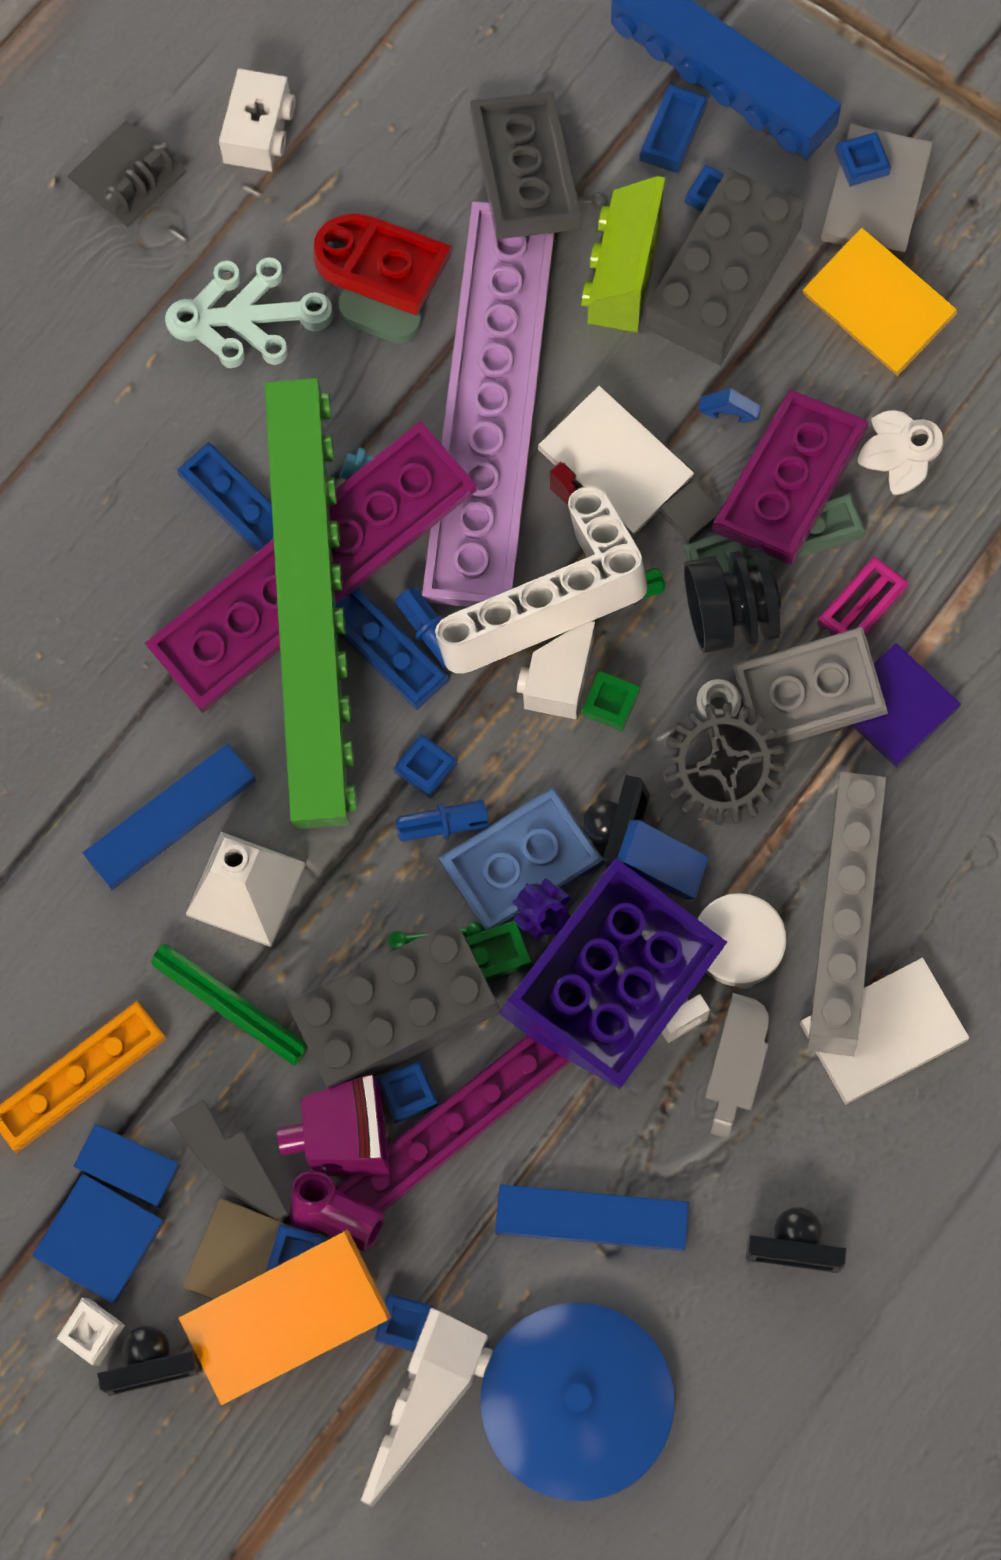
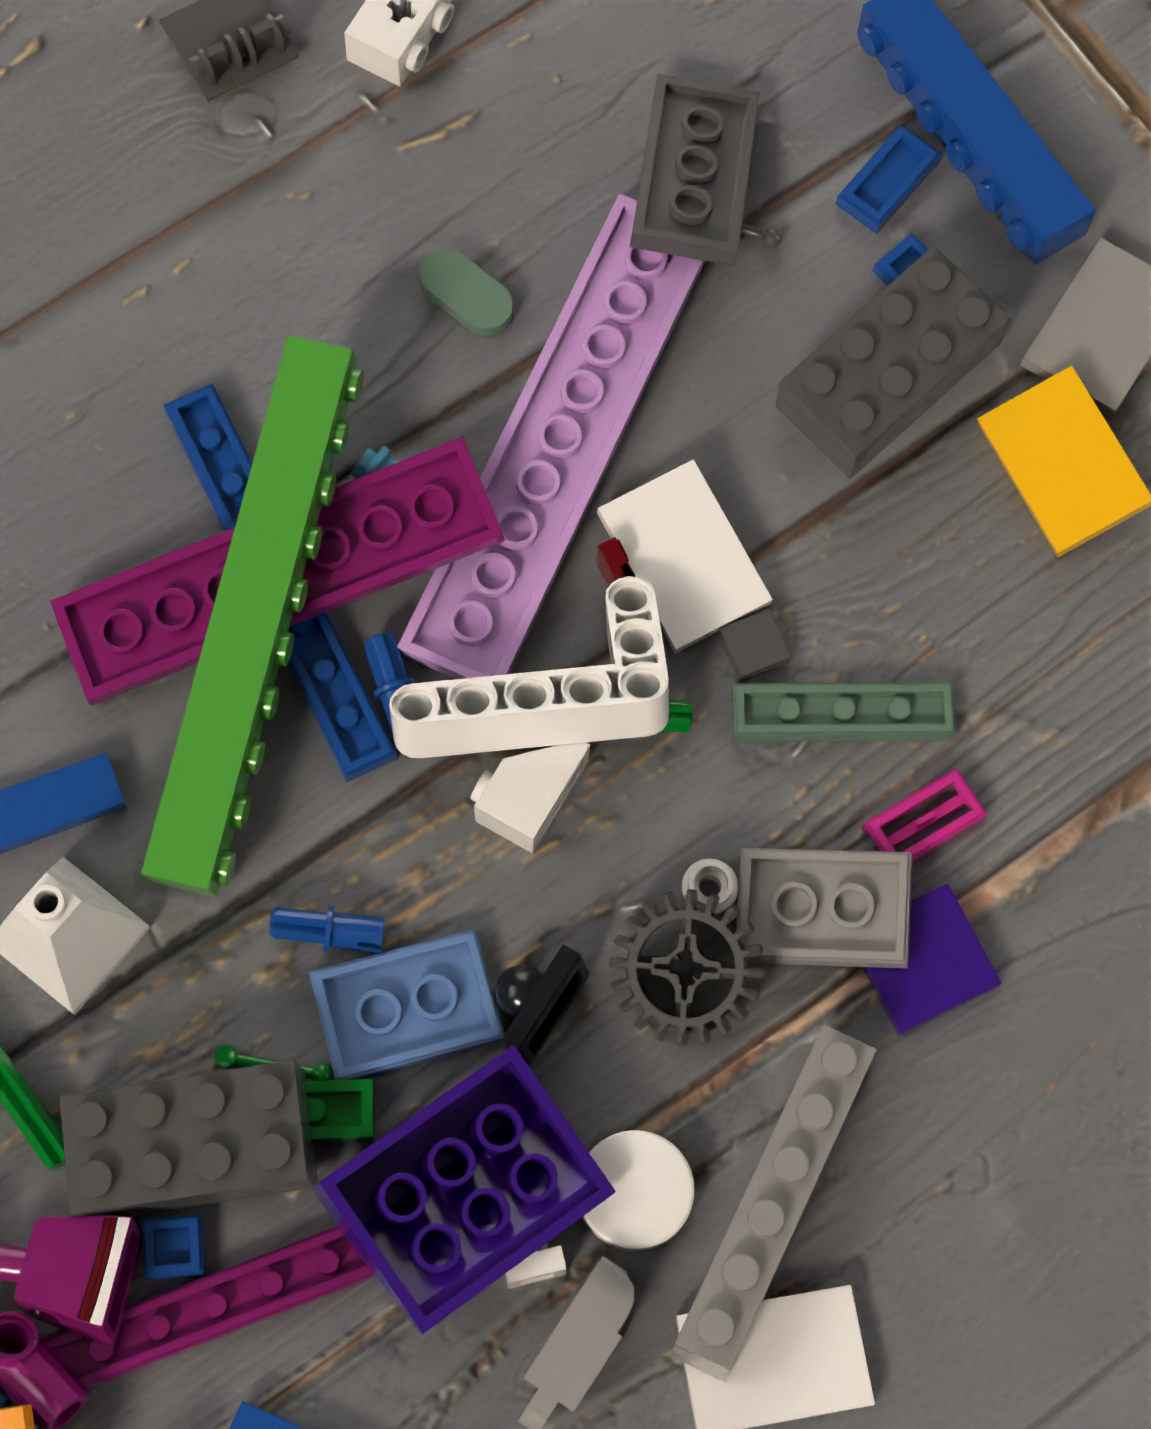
camera: 10 degrees right, 0 degrees up
(243, 314) = (305, 243): light aqua plant -> none
(380, 260) = (488, 230): red tile -> none
(425, 766) = (332, 853): blue tile -> none
(541, 909) = (407, 1076): dark purple gear -> none
(610, 701) = (579, 845): green plate -> none
(625, 255) = (778, 313): lime slope -> none
(662, 859) = (573, 1062): blue tile -> none
(731, 403) = (845, 528): blue tile -> none
(732, 599) = (765, 769): black wheel -> none
(790, 476) = (886, 640): magenta tile -> none
(863, 159) = (1101, 283): blue tile -> none
(895, 452) = (1025, 649): white plate -> none

